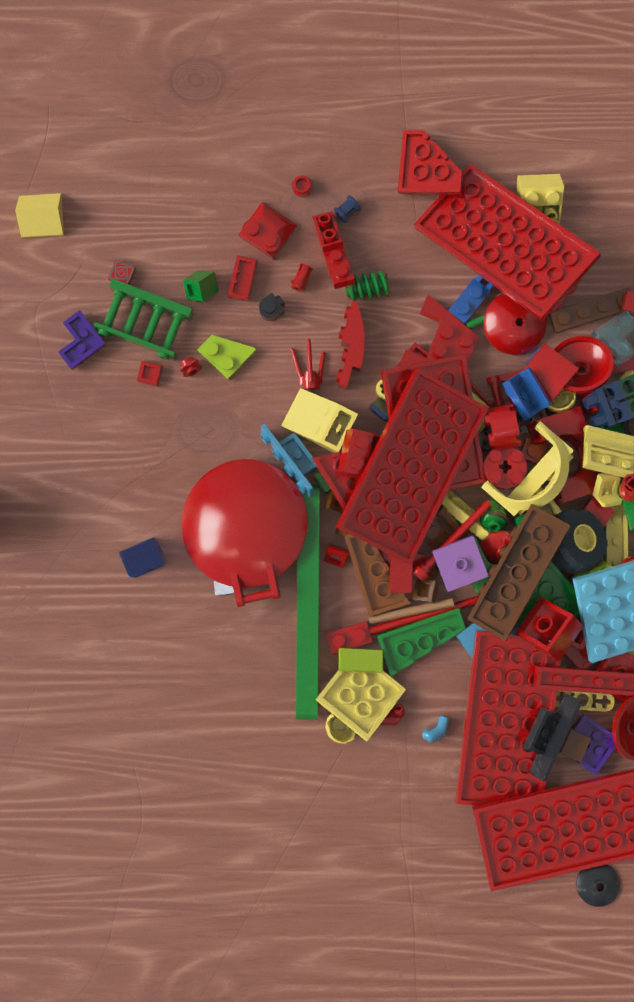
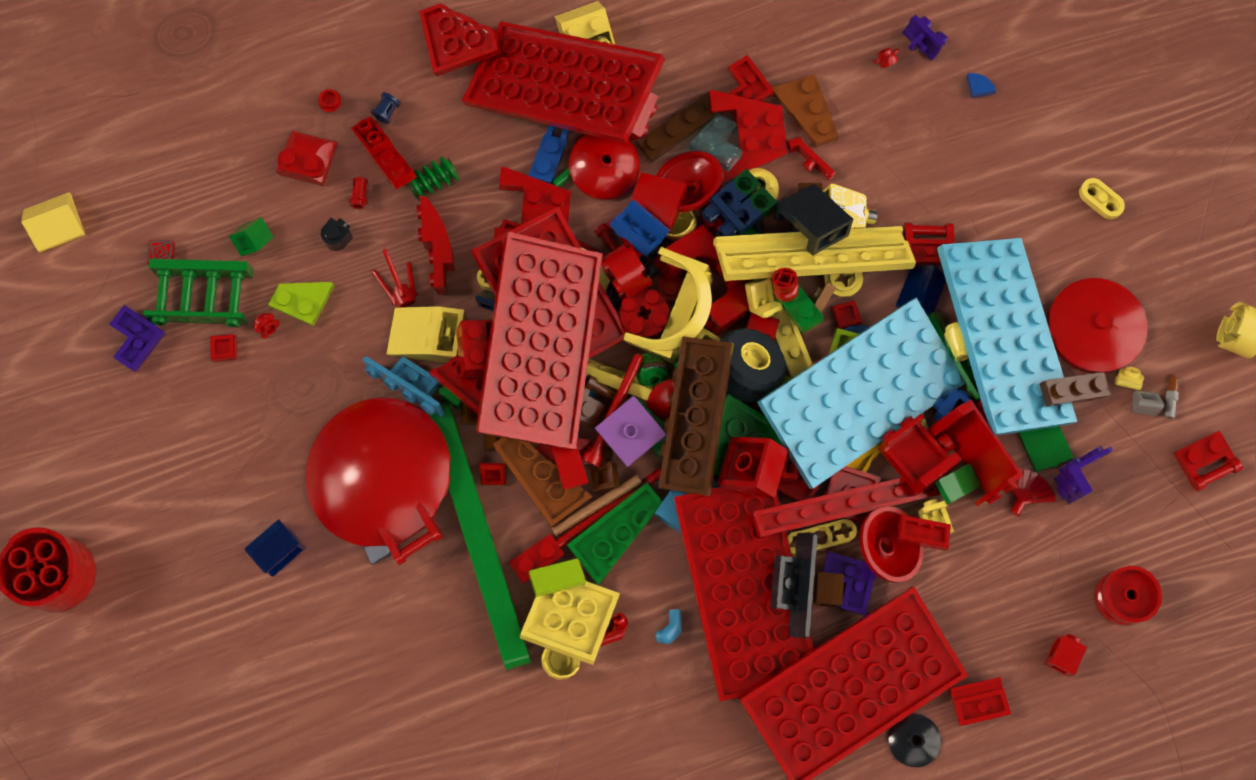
camera: 15 degrees left, 10 degrees down
(242, 278) = (295, 215): red plate -> none

